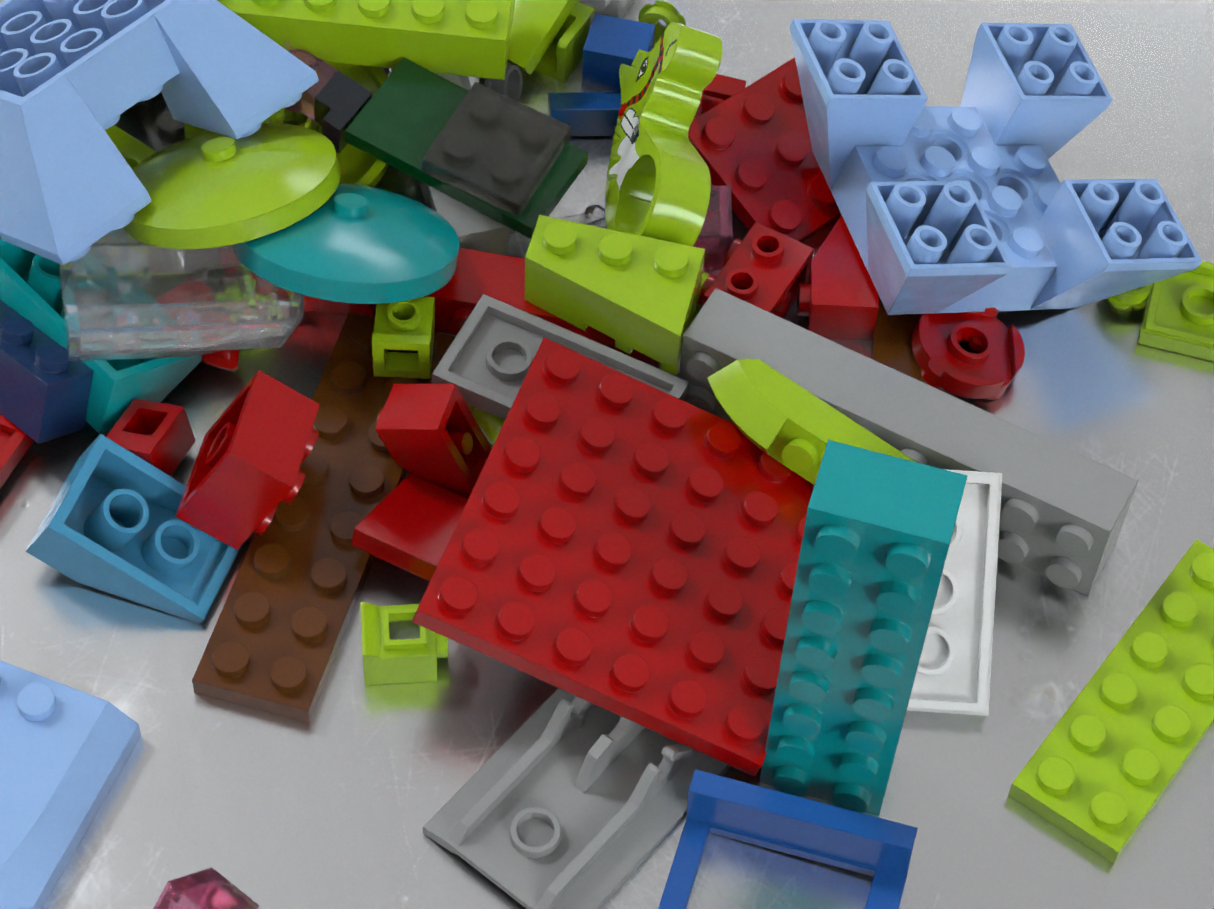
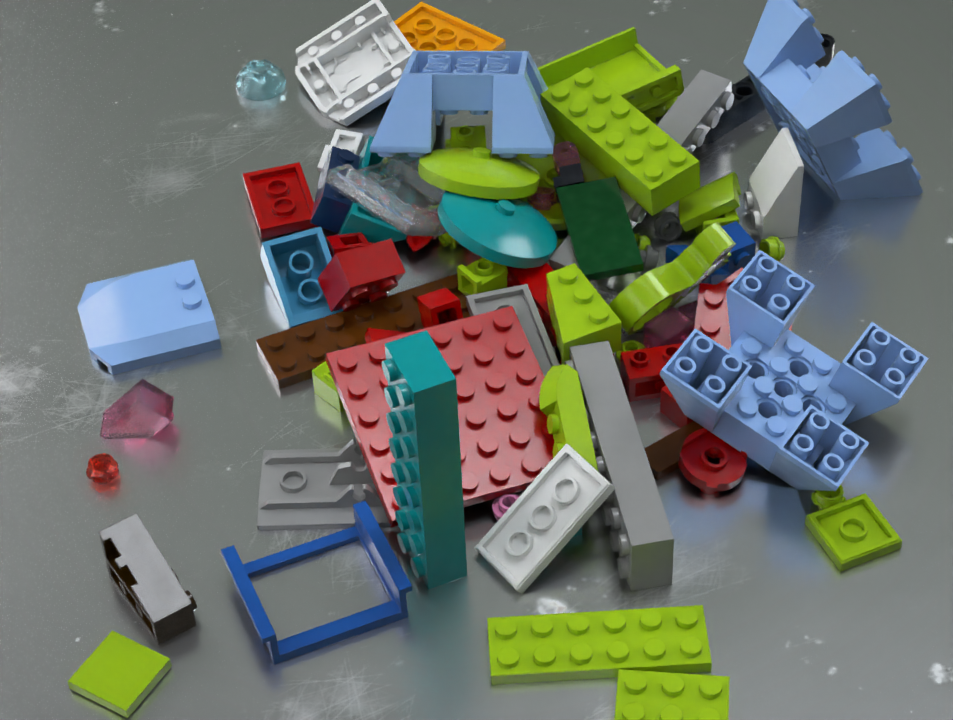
camera: 55 degrees right, 10 degrees down
(496, 149) = (603, 234): clear smoke plate -> none

